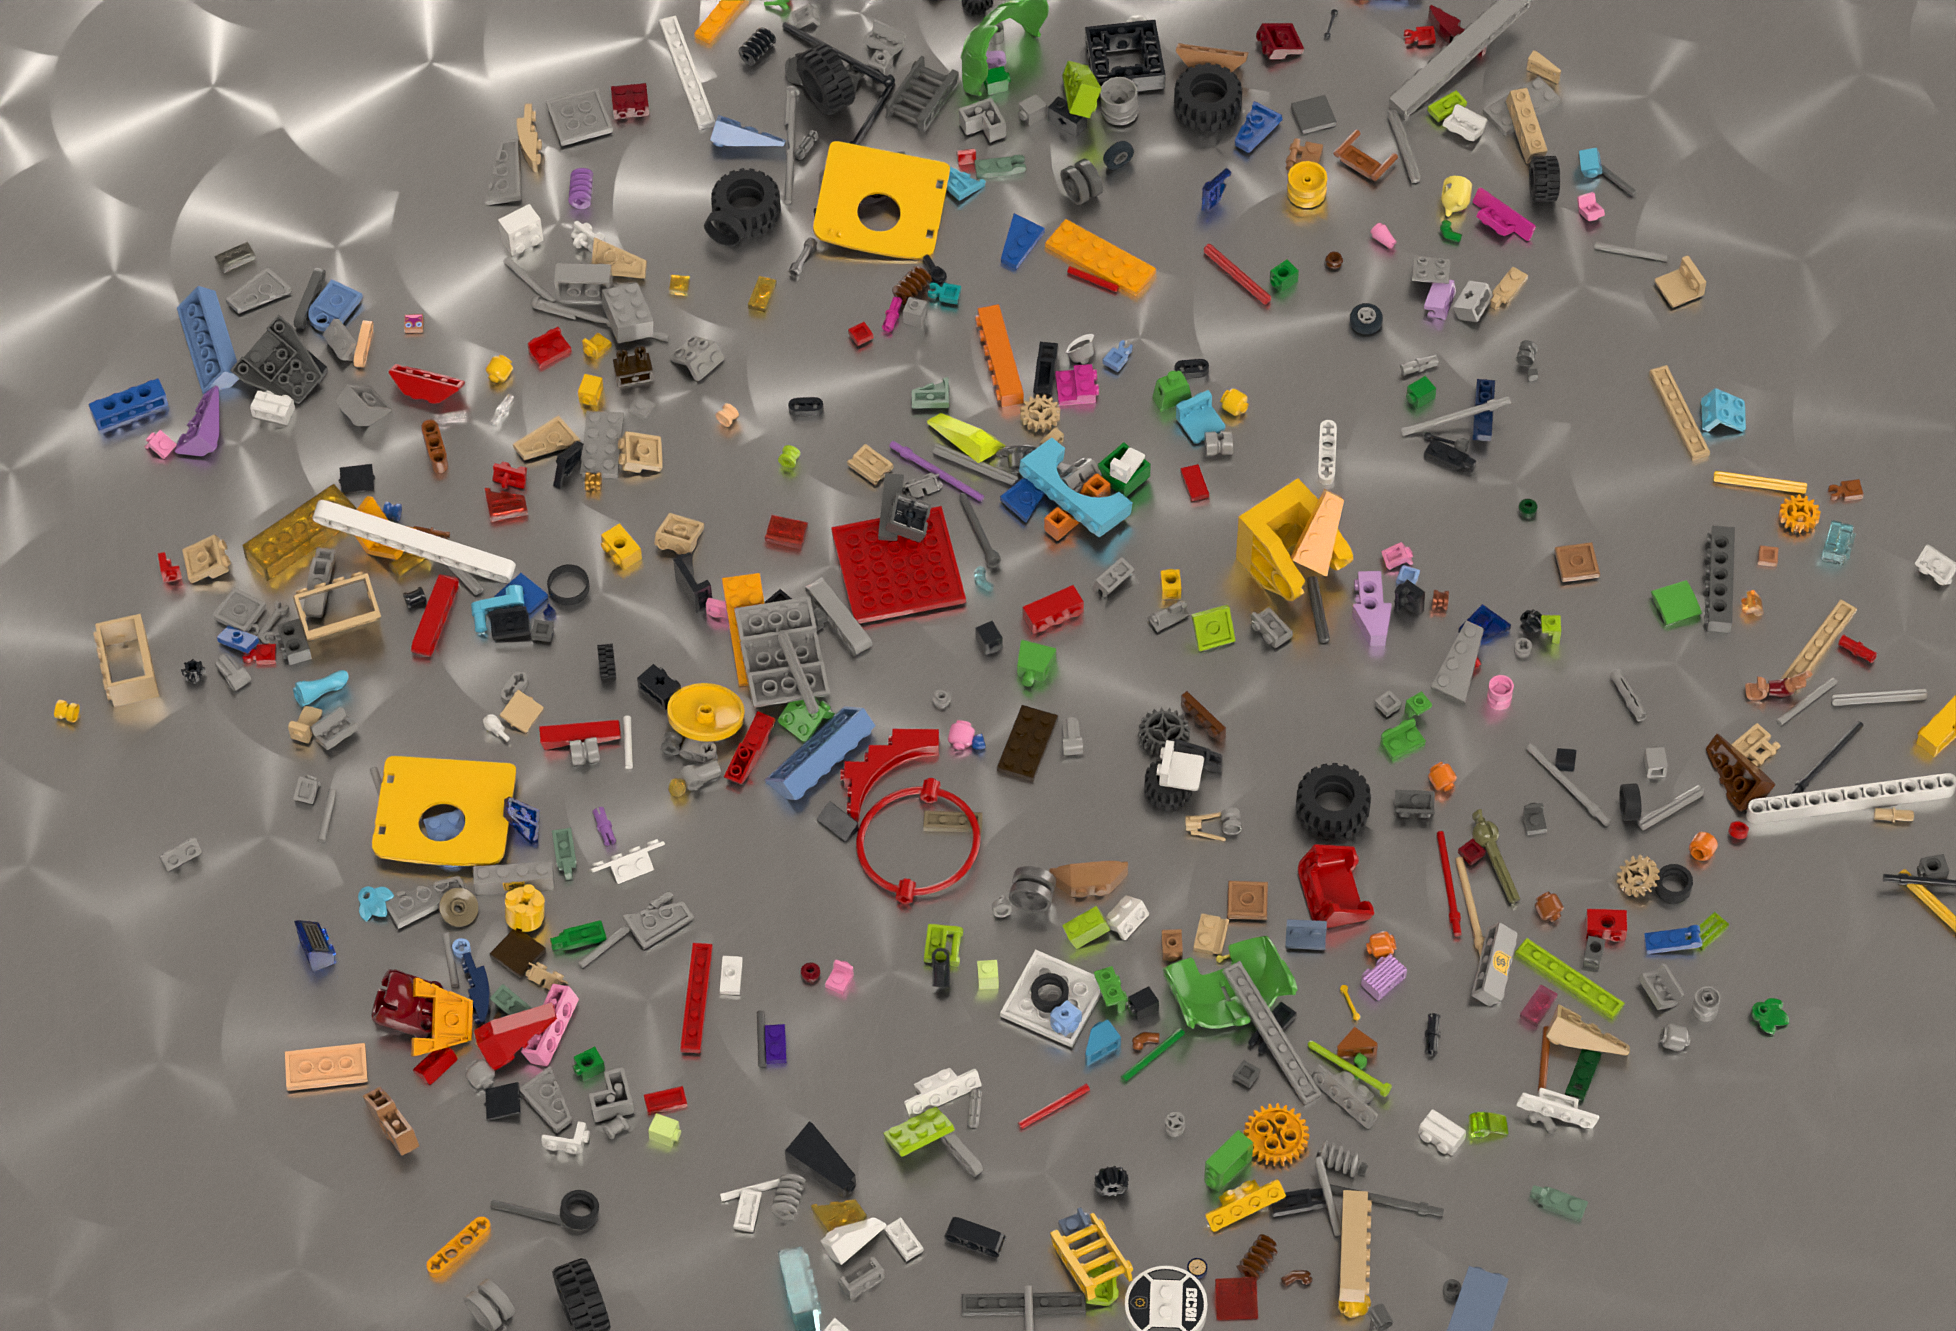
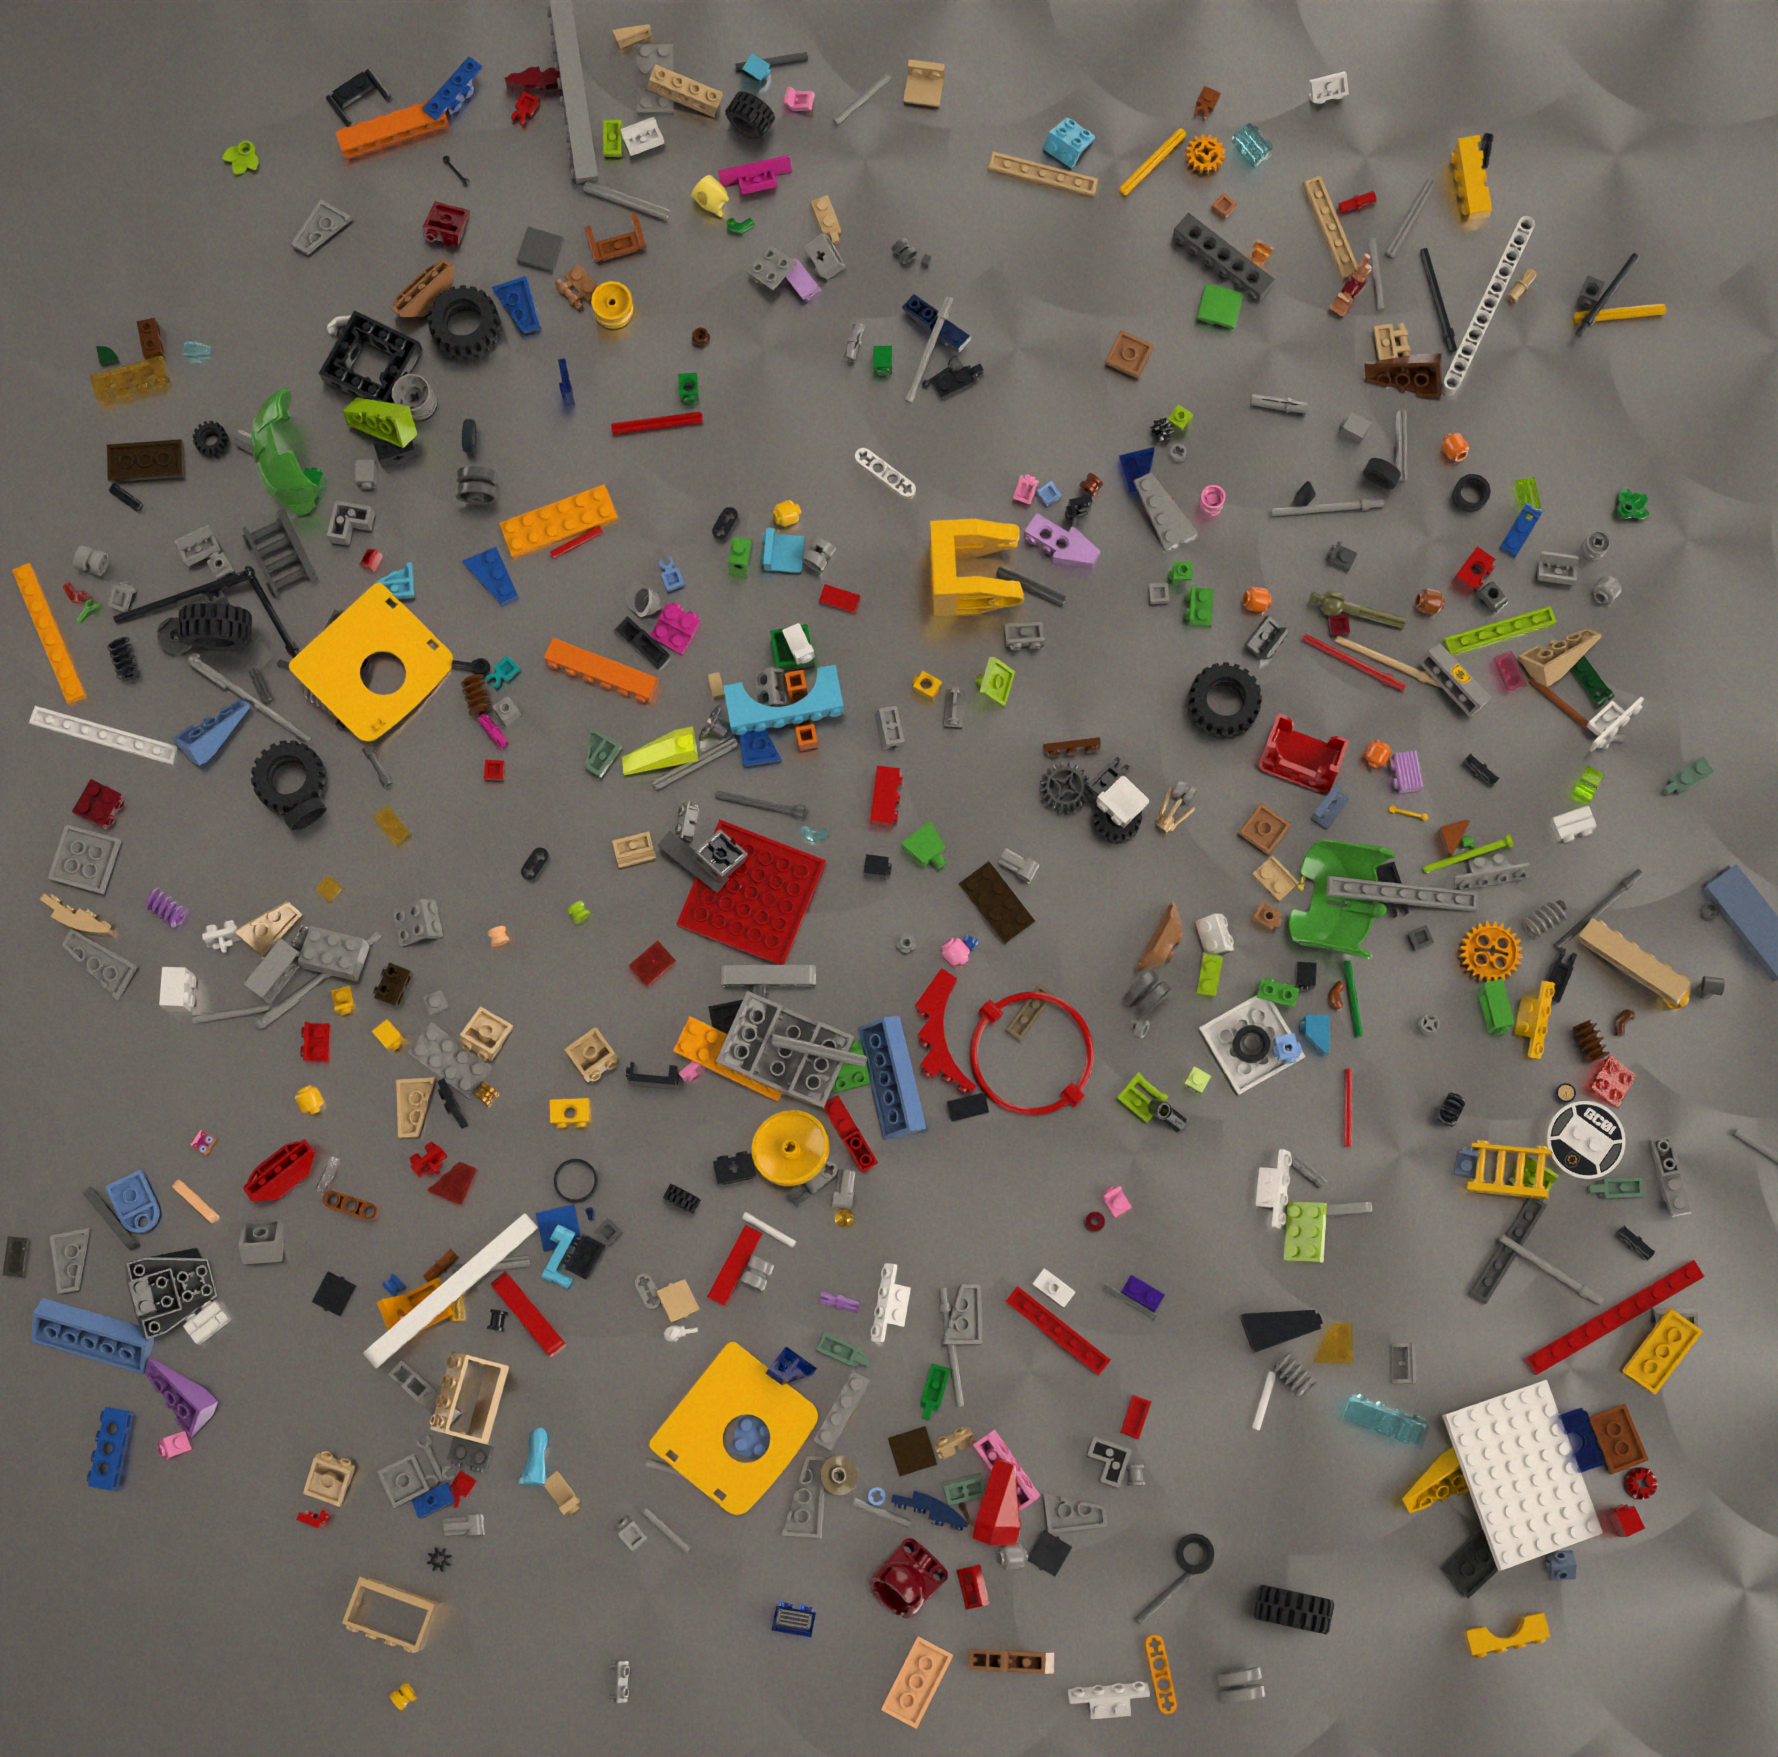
camera: 55 degrees left, 20 degrees up
(292, 536) = (358, 1380): clear yellow brick -> none
(333, 728) = (585, 1472): light grey bracket -> none
(340, 340) = (180, 1220): light grey bracket -> none
(375, 904) = (785, 1543): medium azure plate -> none
(408, 1219) = (1109, 1700): none -> white bracket
(450, 1018) = (951, 1553): light orange wing -> none
(502, 410) = (353, 1123): clear bar -> none
(524, 908) = (873, 1412): yellow brick -> none
(568, 1145) = (1127, 1509): white bracket -> none
(589, 1056) = (1062, 1451): green brick -> none
(664, 1130) = (1166, 1436): yellowish green brick -> none
(747, 1210) = (1283, 1415): white plate -> none
(848, 1239) = (1366, 1348): white slope -> none
(903, 1239) = (1391, 1307): white plate -> none
(907, 453) = (644, 811): medium lavender bar -> none
(975, 1237) = (1427, 1248): black beam -> none
(1000, 166) = (402, 541): sand green hinge -> none
(1040, 413) = (689, 681): tan gear -> none
(1319, 535) = (995, 540): light orange wedge -> none
(1328, 1196) = (1572, 949): light grey bar -> none
(1359, 318) = (780, 345): black wheel -> none
(1382, 234) = (705, 280): bright pink cone -> none
(1528, 511) = (1047, 359): dark green plate -> none
(1637, 873) = (1447, 507): tan gear -> none
(1738, 830) = (1457, 409): red tile -> none

